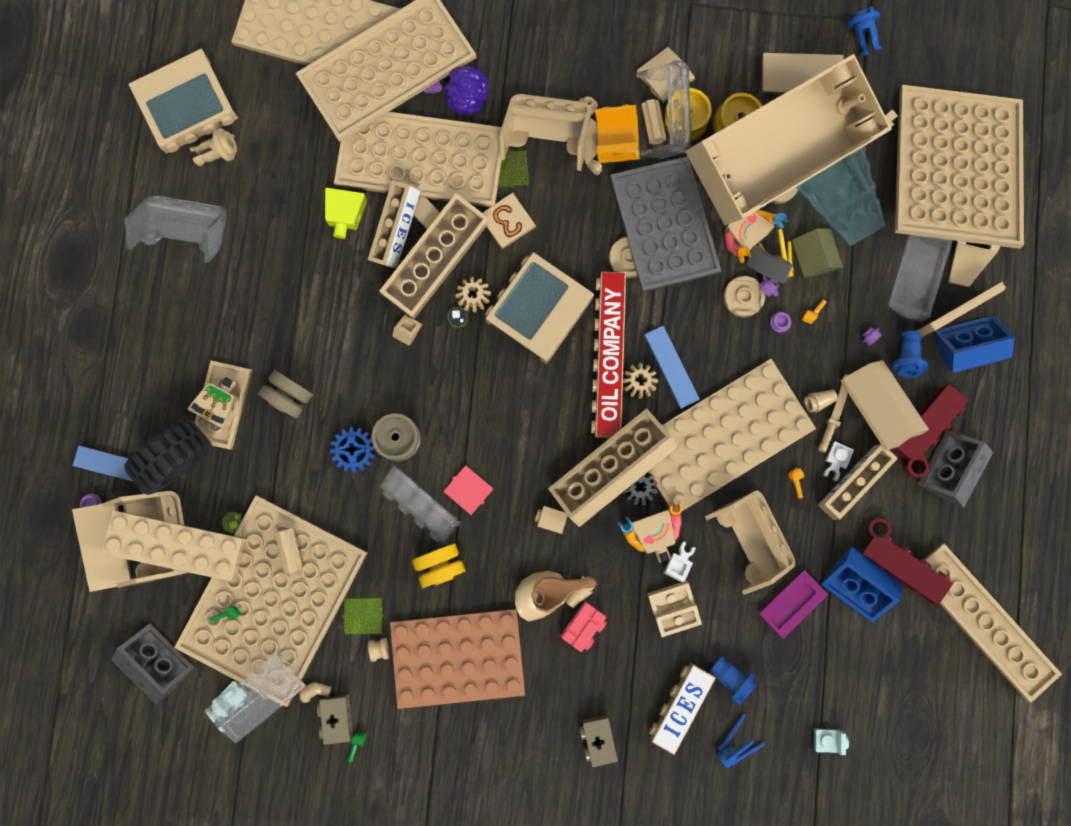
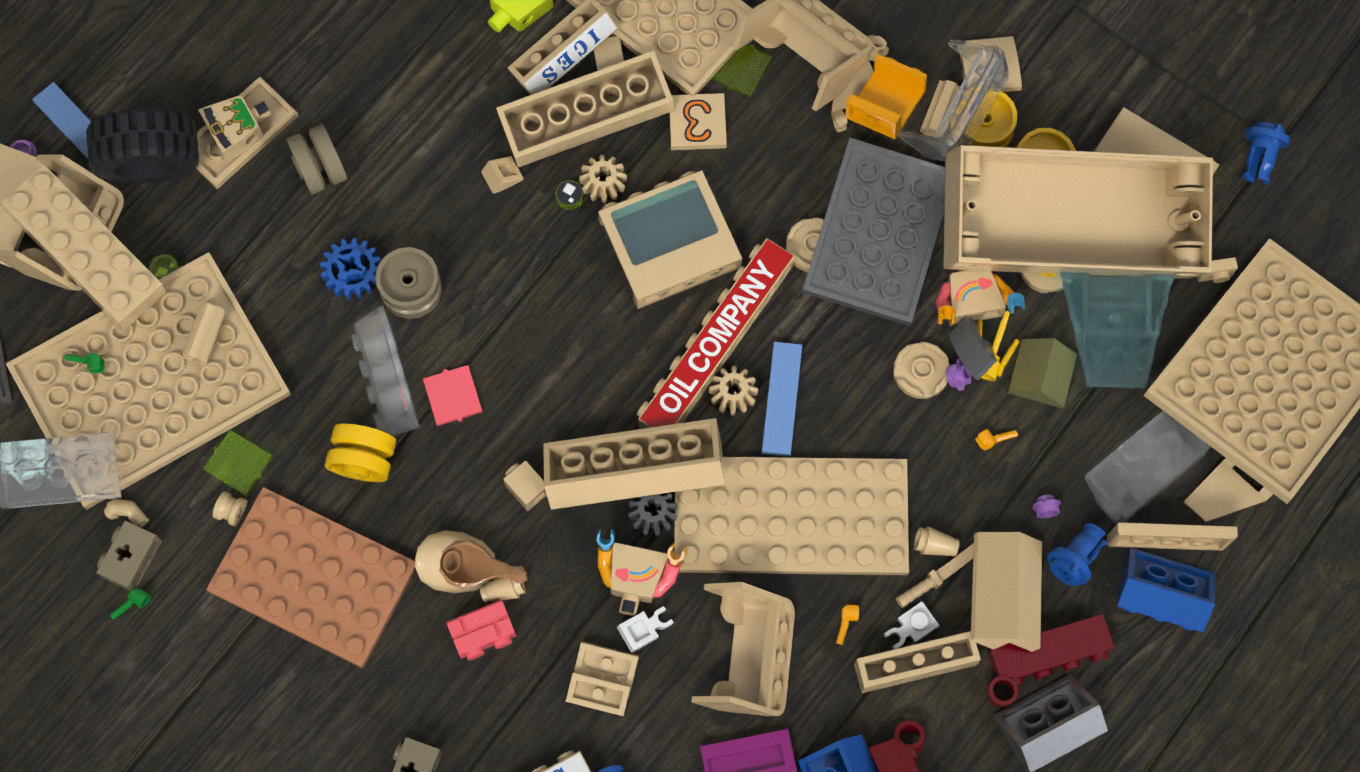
camera: 30 degrees right, 10 degrees down
(780, 322) = (946, 425): medium lavender plate -> none

